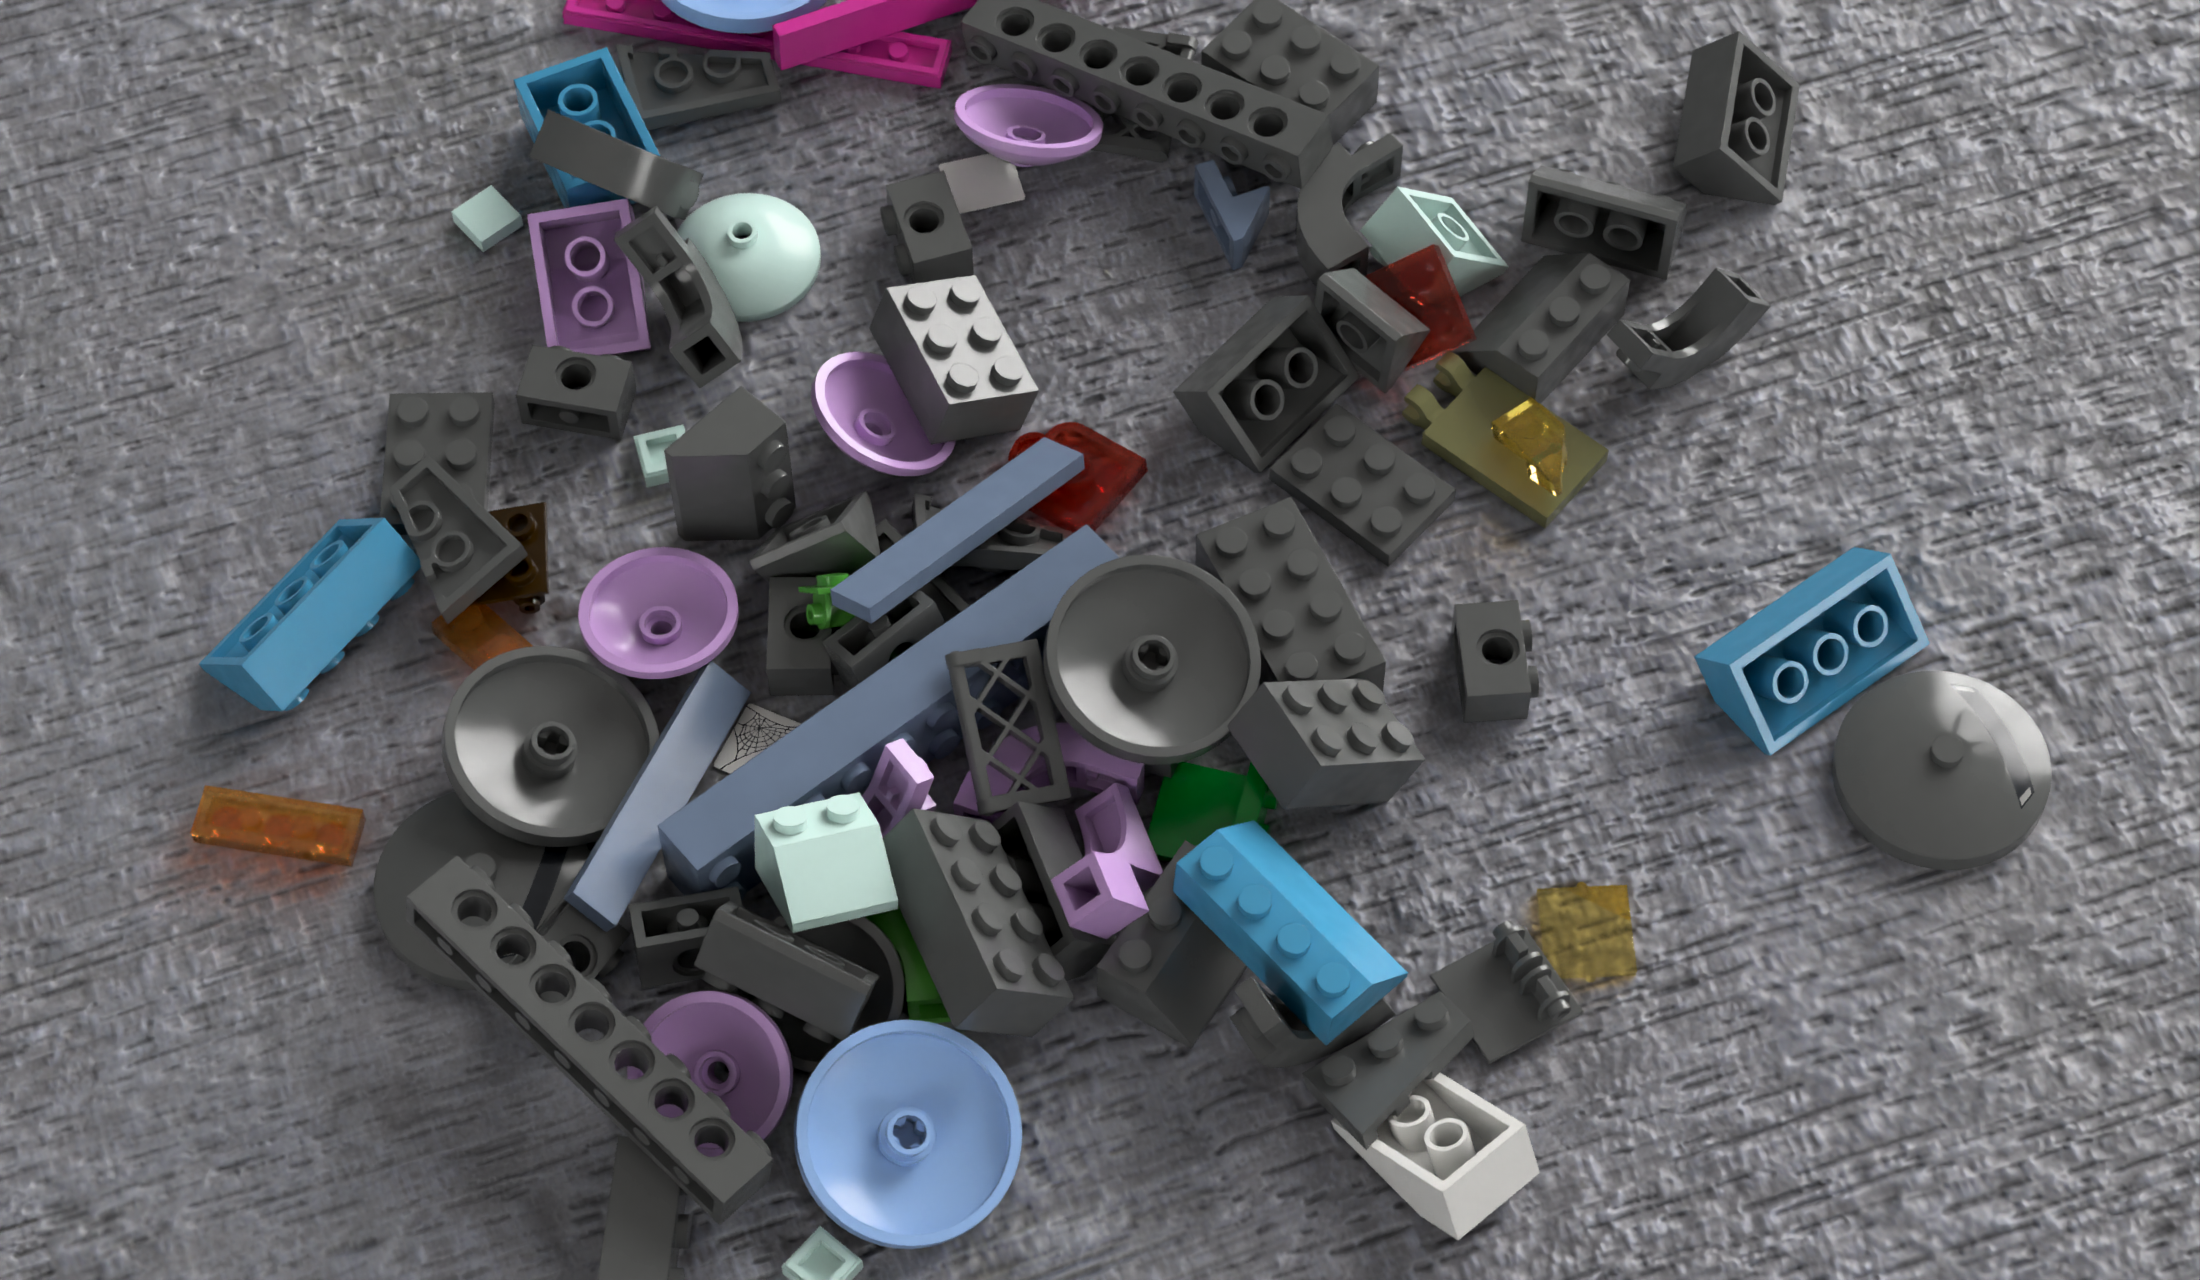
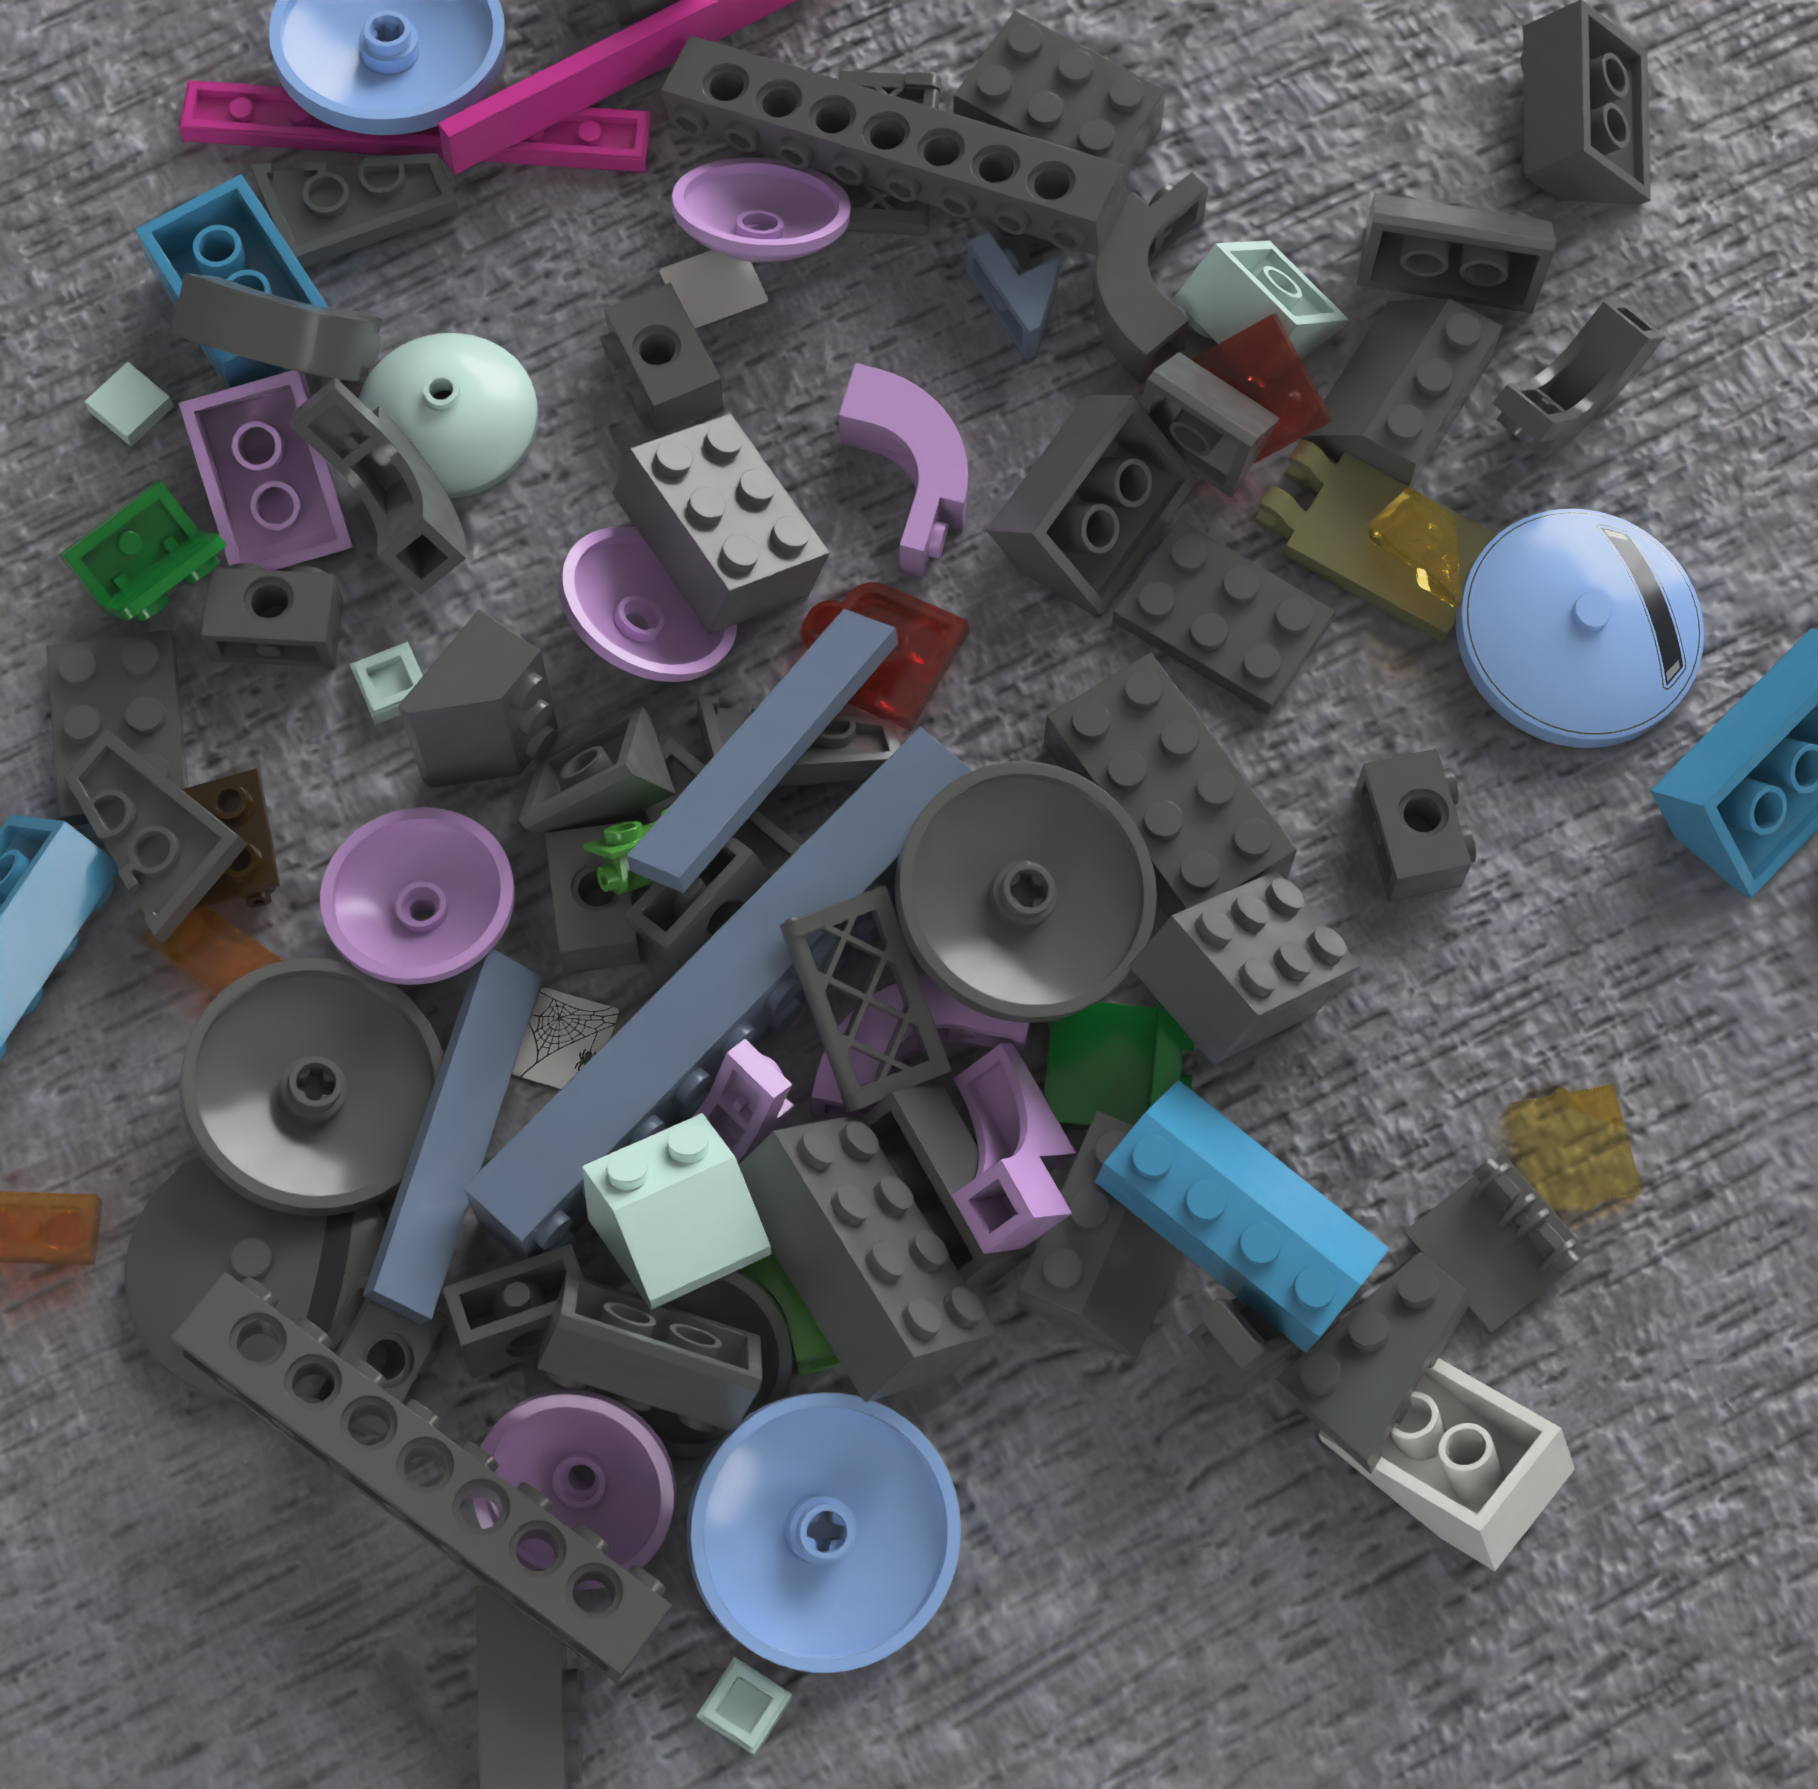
camera: 10 degrees left, 10 degrees up
(476, 327) = (142, 555): none -> green bracket
(1126, 309) = (914, 431): none -> lavender arch
(1659, 526) = (1579, 628): none -> light blue dish

